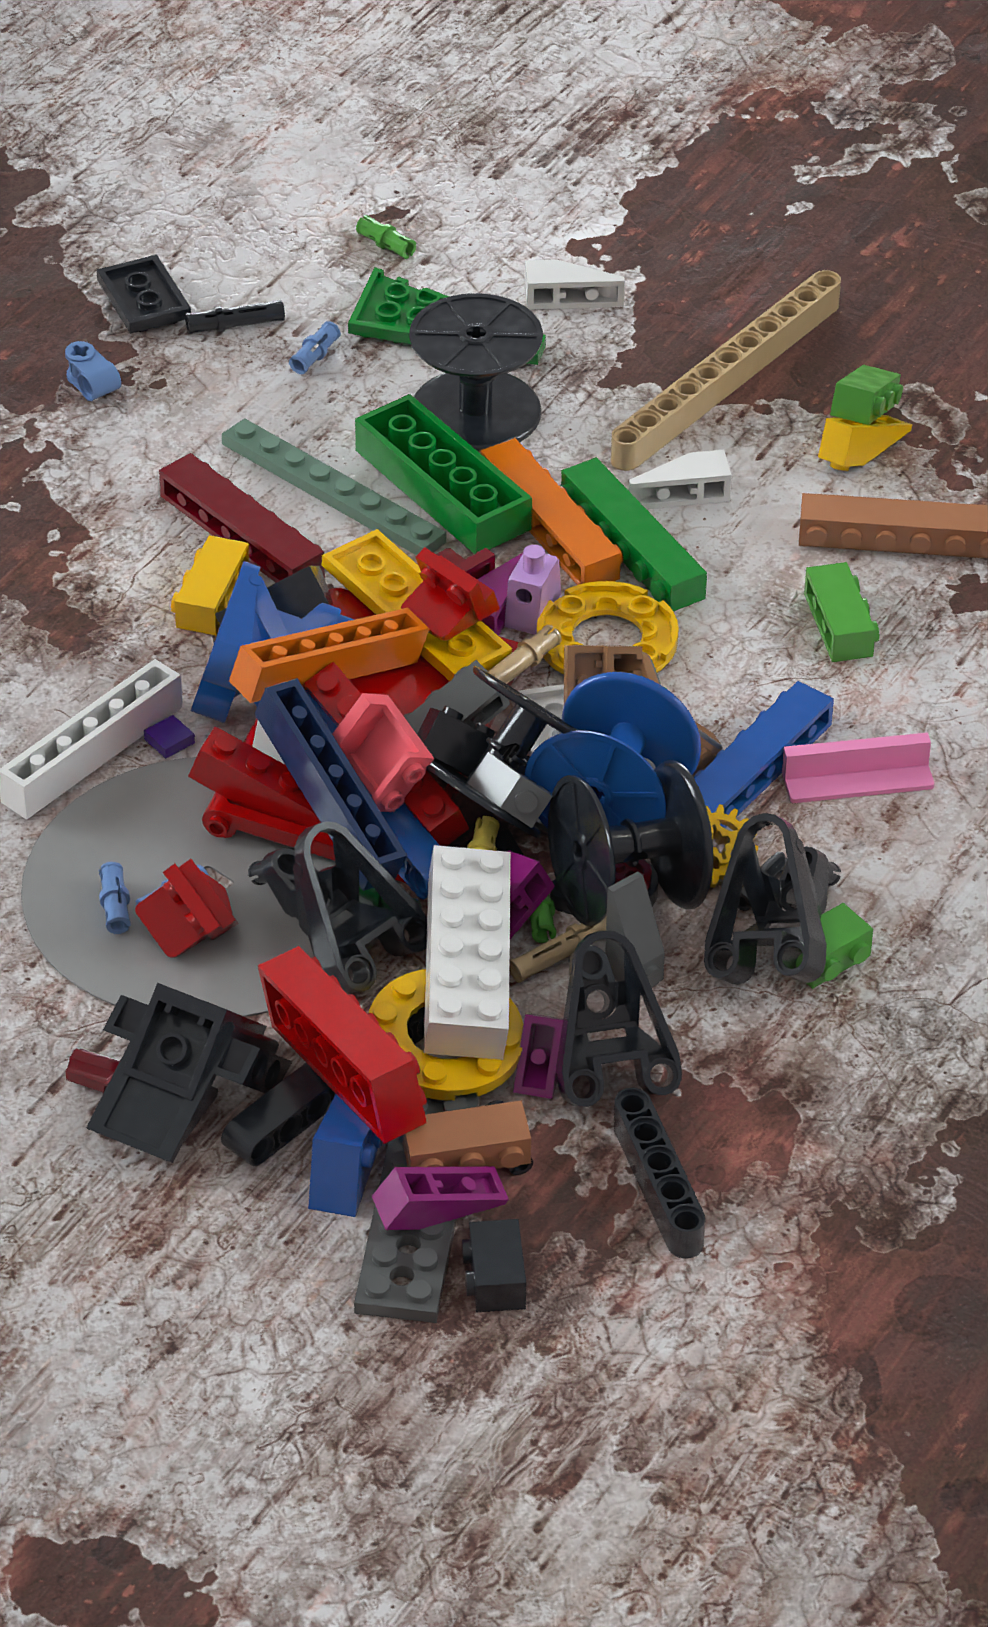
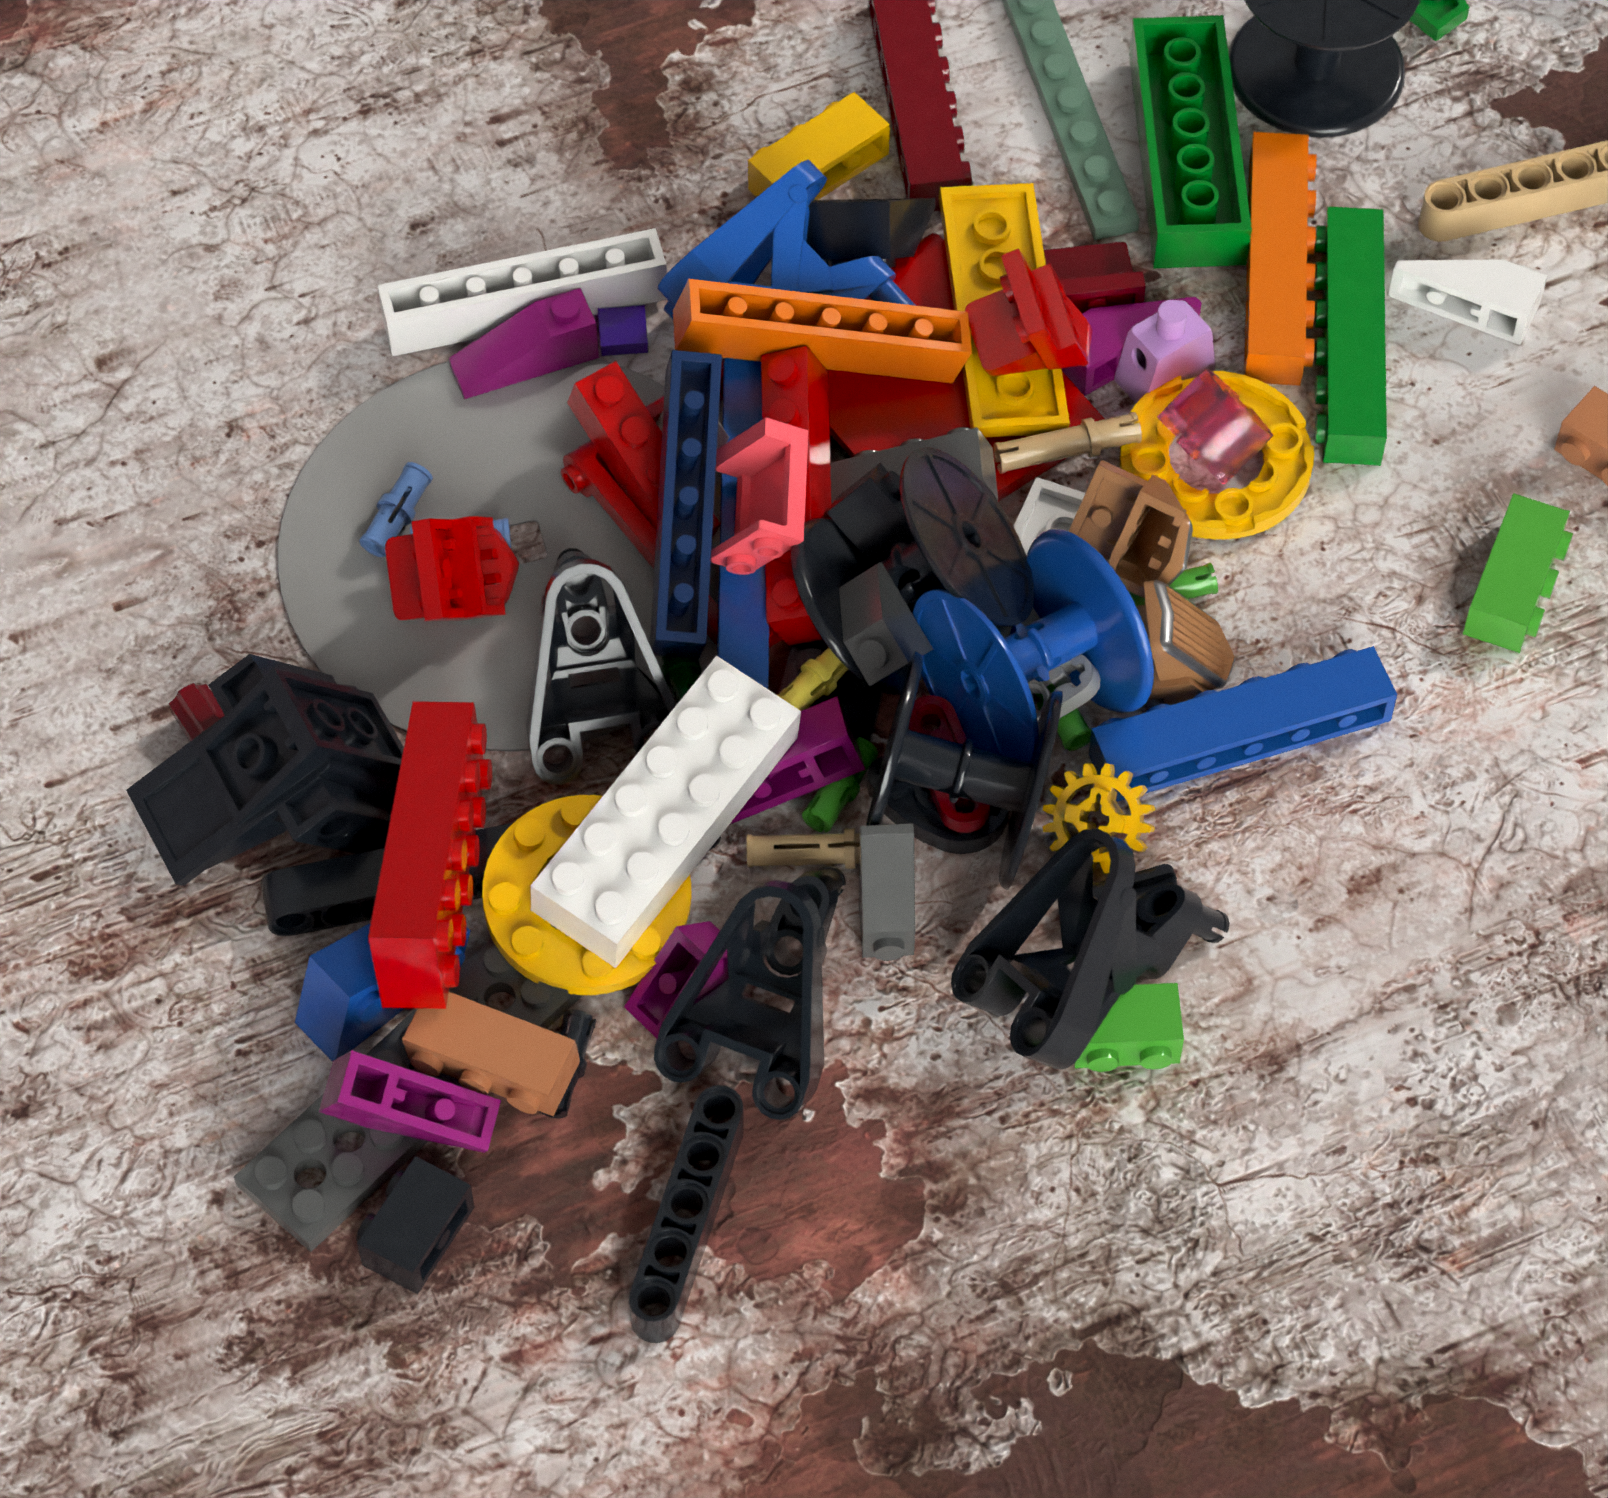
camera: 35 degrees right, 15 degrees up
(120, 766) = (530, 344): none -> magenta slope
(603, 608) = (1215, 425): none -> clear pink brick
(857, 768) = (1364, 803): bright pink panel -> none

